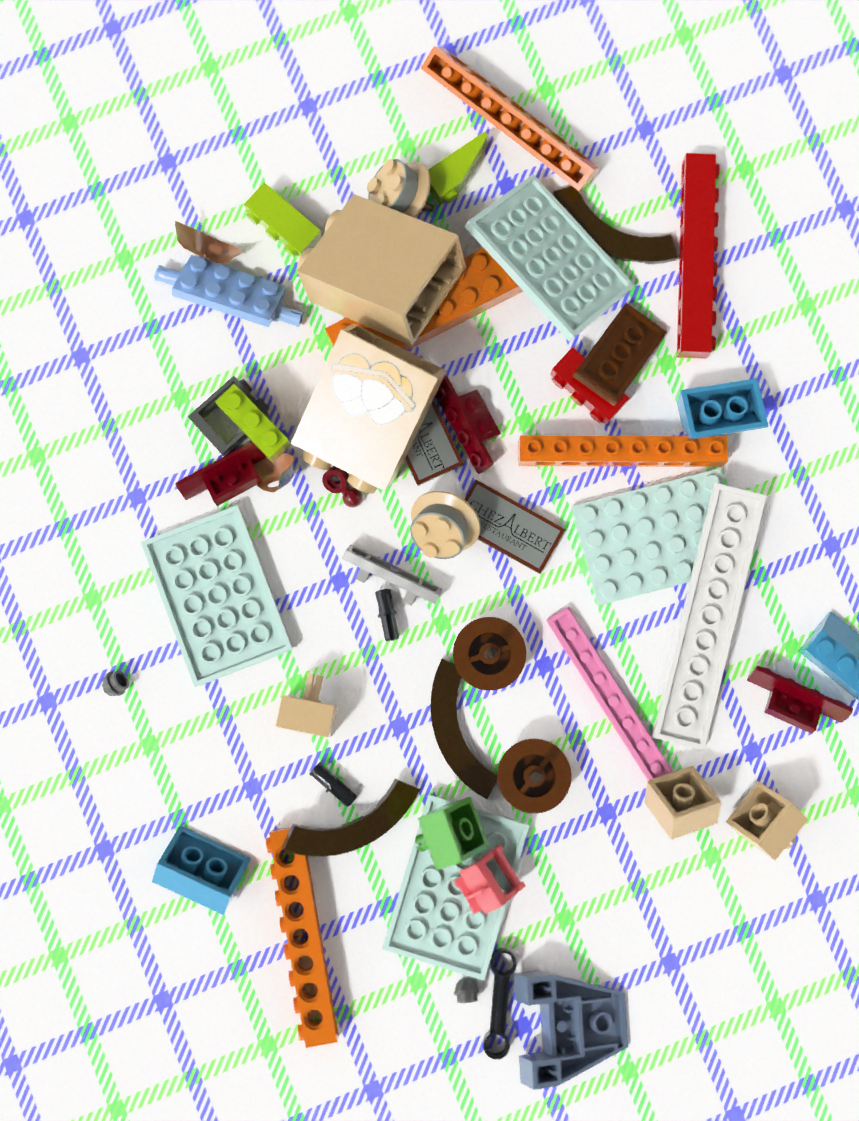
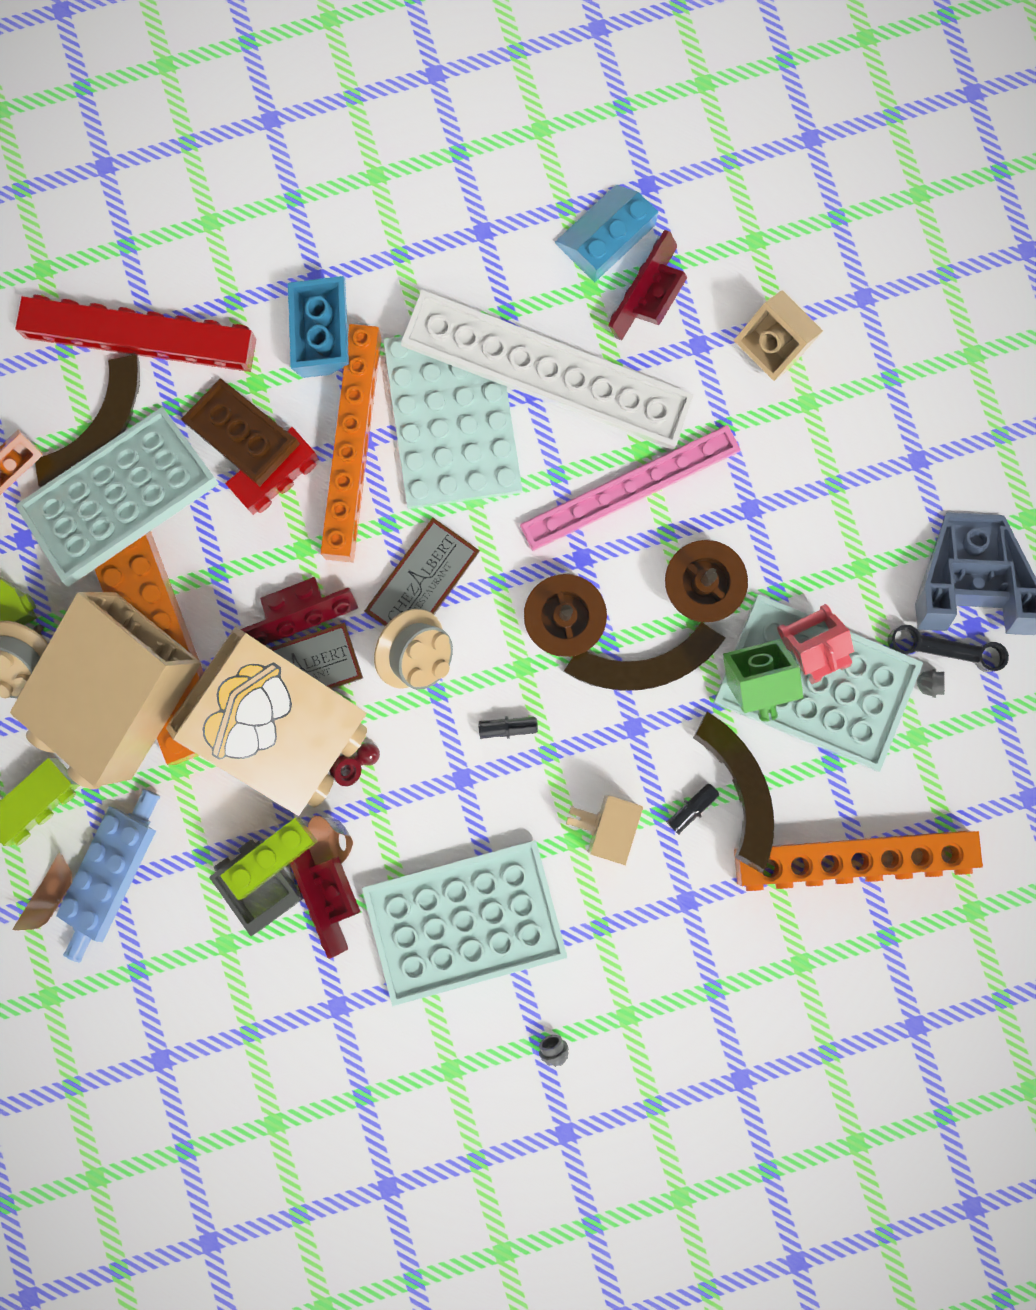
camera: 85 degrees left, 0 degrees up
(200, 870) = (775, 968): dark azure slope -> none
(373, 565) = (449, 737): light grey hinge -> none
(682, 802) = (750, 422): tan brick -> none

